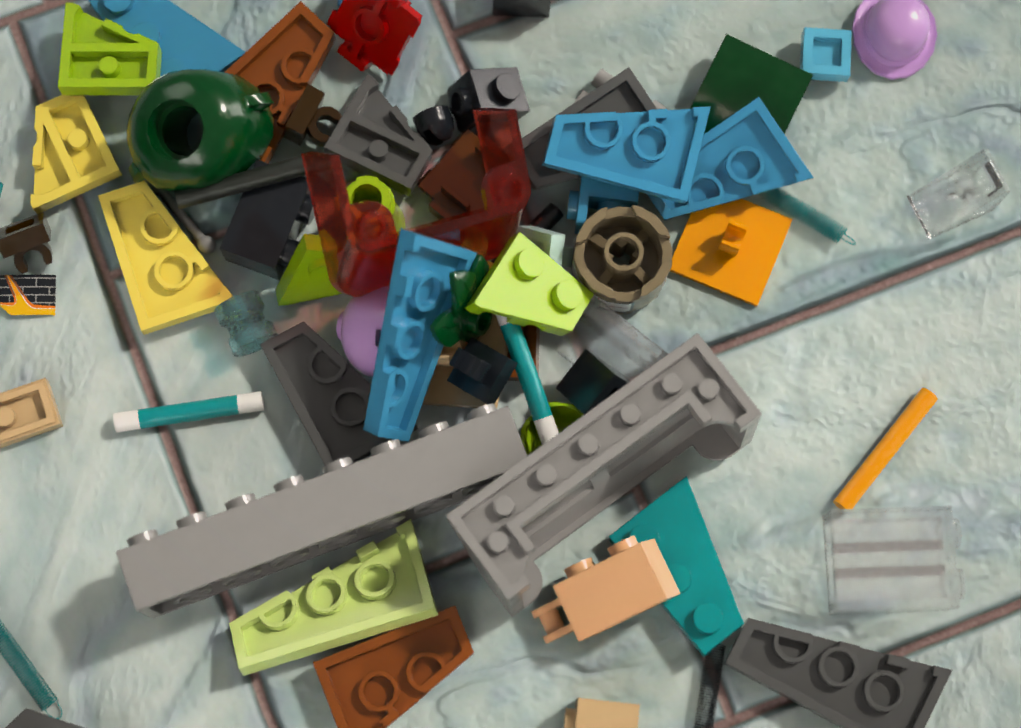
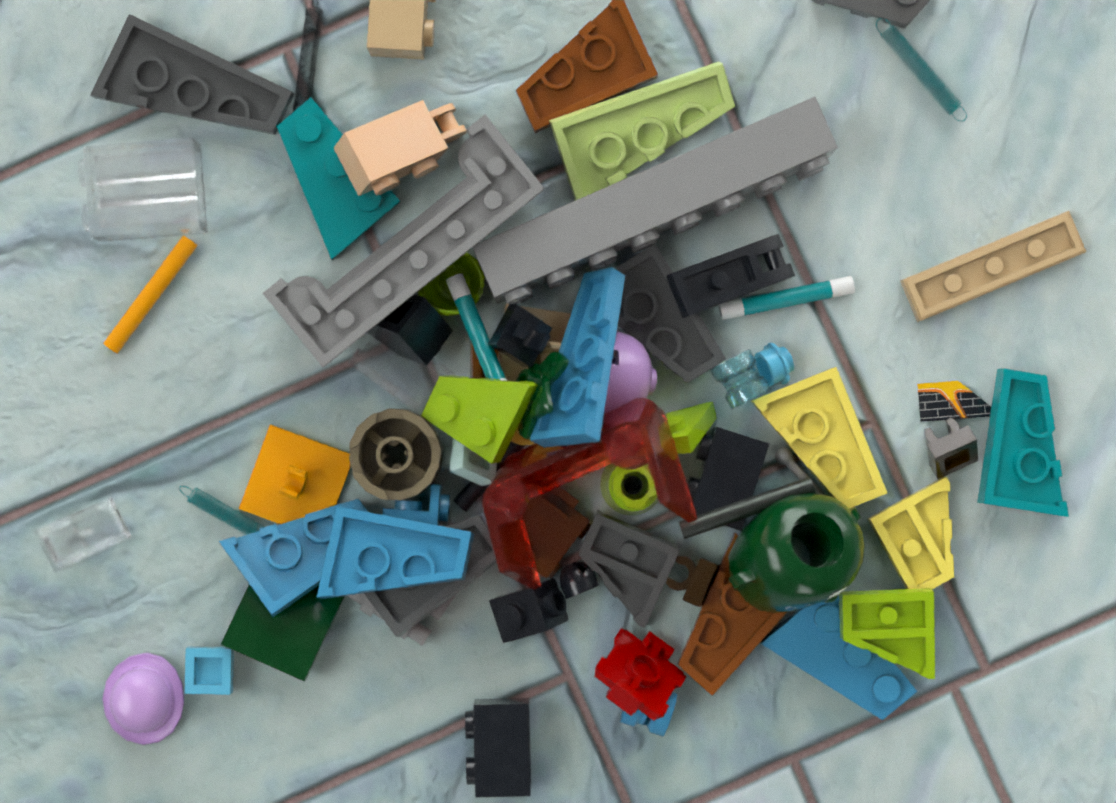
camera: 175 degrees left, 10 degrees up
(207, 339) = (774, 364): none -> medium azure plate
(248, 432) = (729, 276): none -> black plate

